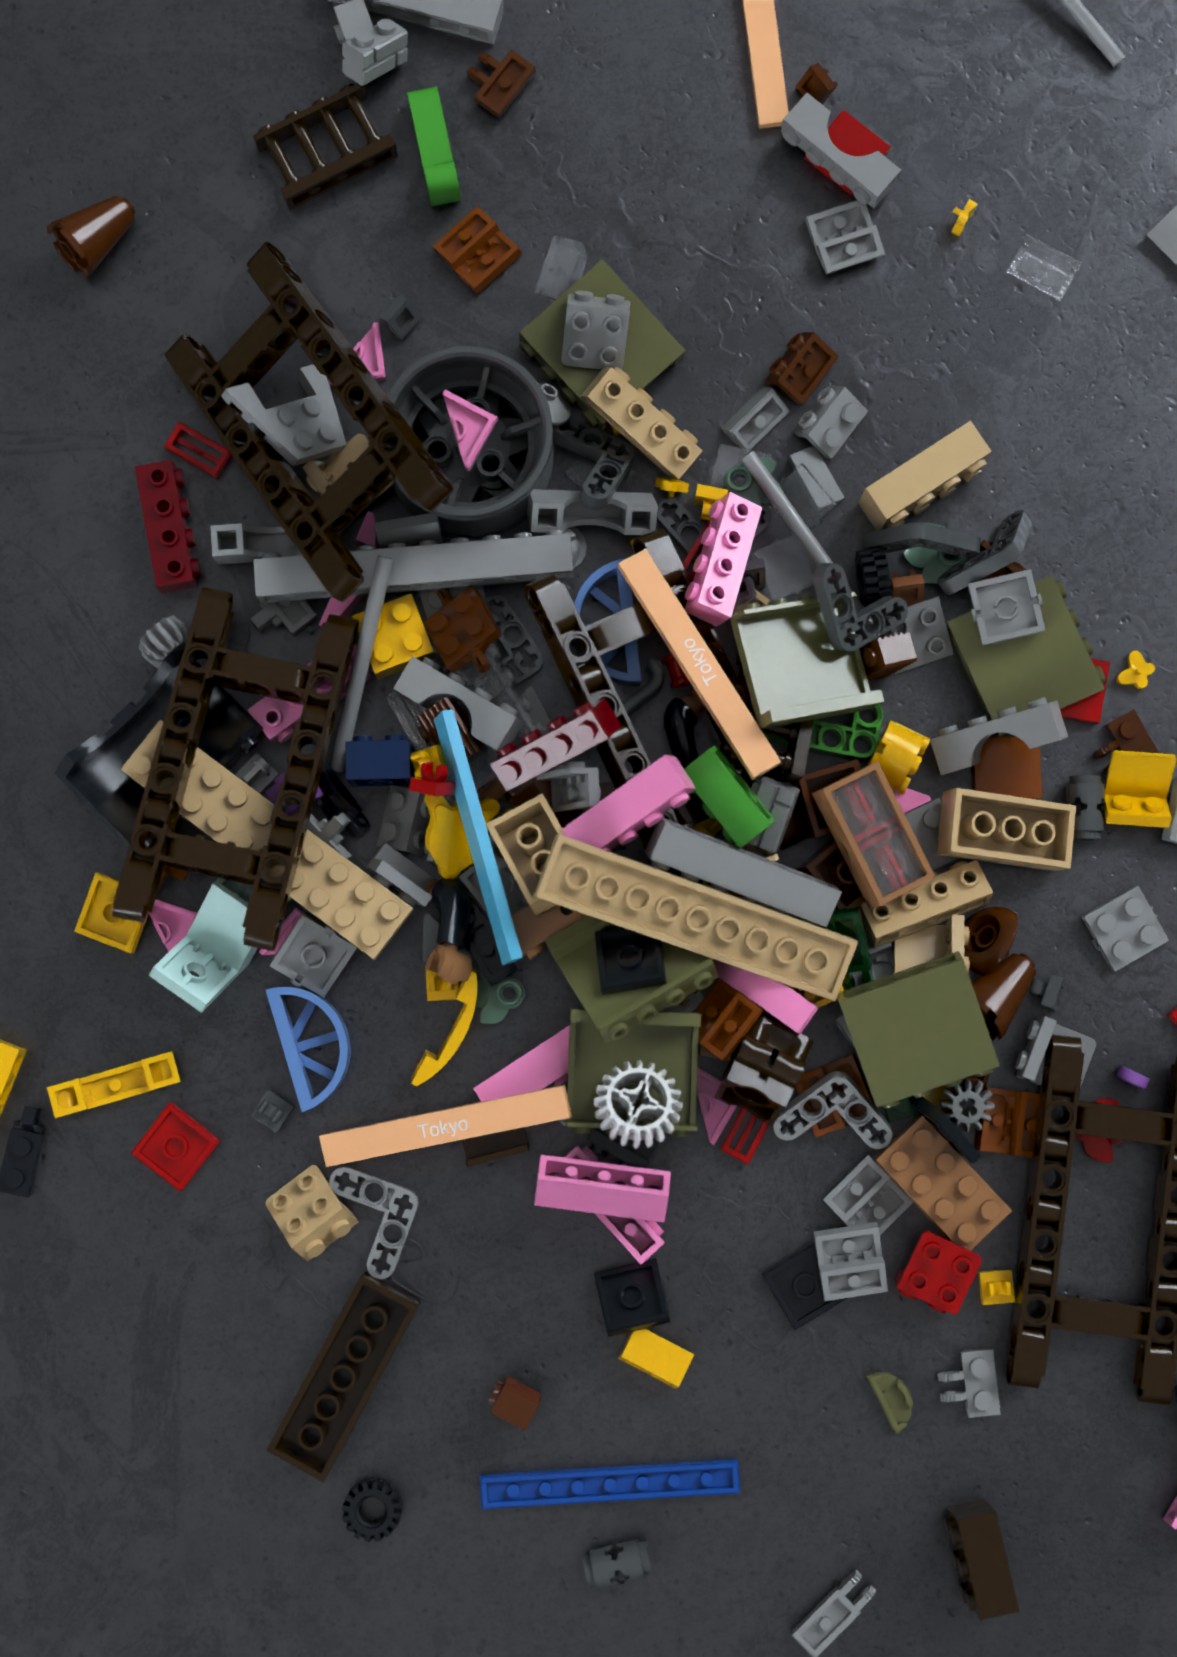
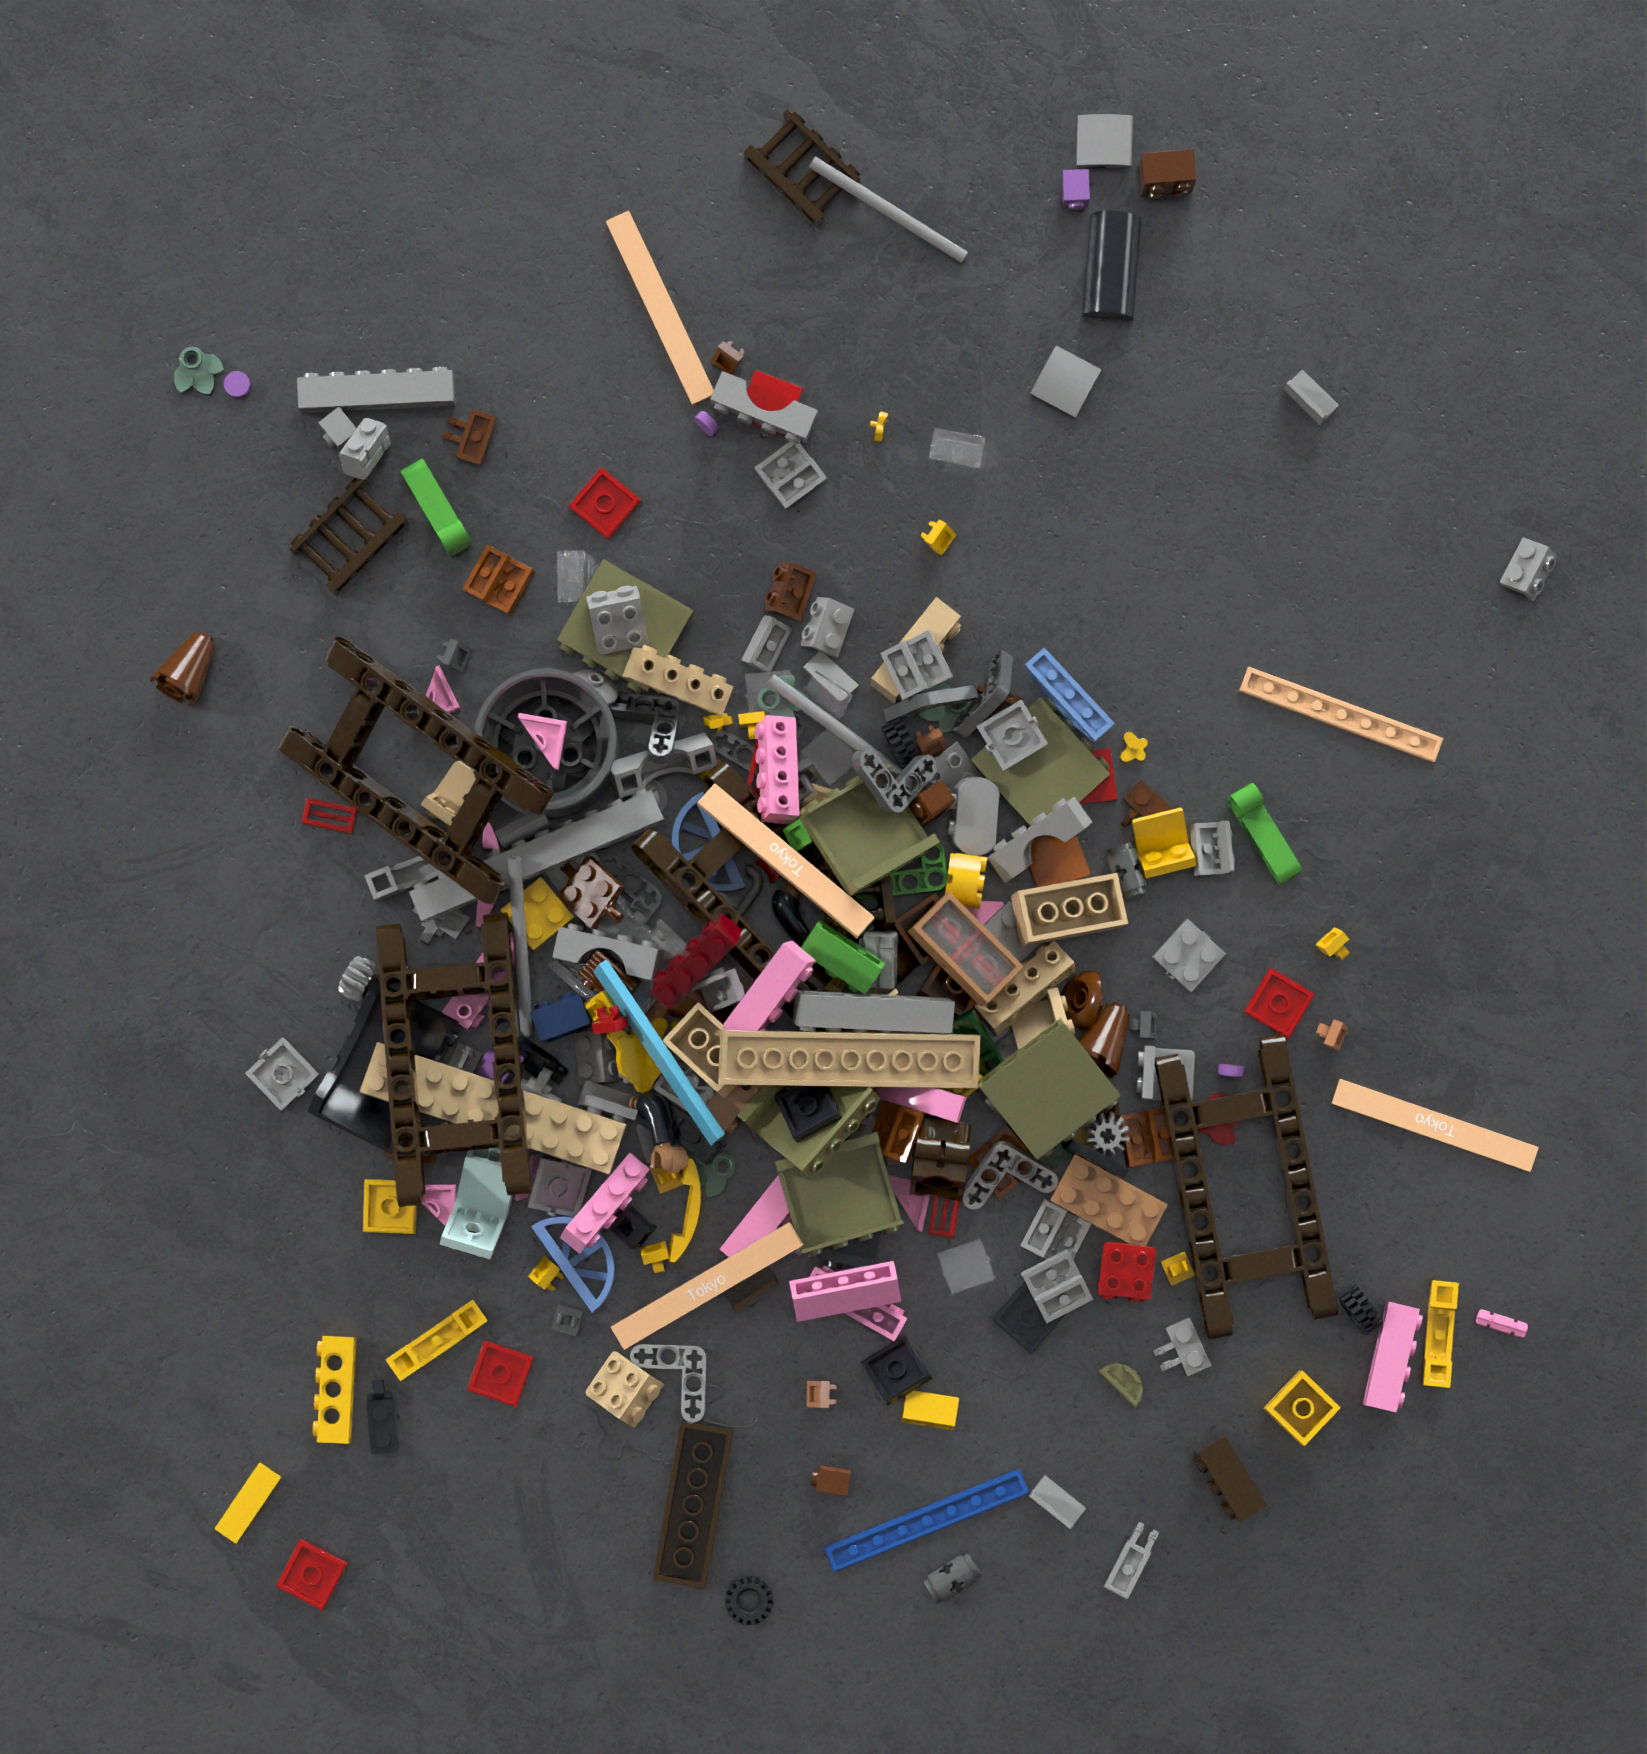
camera: 20 degrees left, 0 degrees up
(44, 722) = (282, 1074): none -> light grey plate
(167, 526) = (326, 885): dark red brick -> none
(265, 1048) = (545, 1273): none -> yellow tile
(297, 429) = (409, 774): light grey wing -> none
(358, 991) = (604, 1203): none -> bright pink brick
(372, 1029) = (632, 1237): none -> black brick
(397, 1069) = (655, 1254): none -> yellow tile
(533, 1294) = (819, 1394): none -> nougat tile
(624, 204) = (604, 503): none -> red tile
(649, 1109) = (840, 1217): white gear -> none
(722, 641) = (797, 836): none -> bright green tile
(751, 1201) = (965, 1266): none -> clear piece
(768, 1514) = (1057, 1501): none -> light grey panel
(769, 150) = (706, 423): none -> medium lavender tile
(923, 489) = (916, 665): none -> light grey slope
(930, 687) = (974, 816): none -> light grey brick
(991, 361) = (939, 537): none -> yellow tile
(1084, 584) = (1068, 696): none -> medium blue window
(1092, 1502) = (1301, 1408): none -> yellow brick

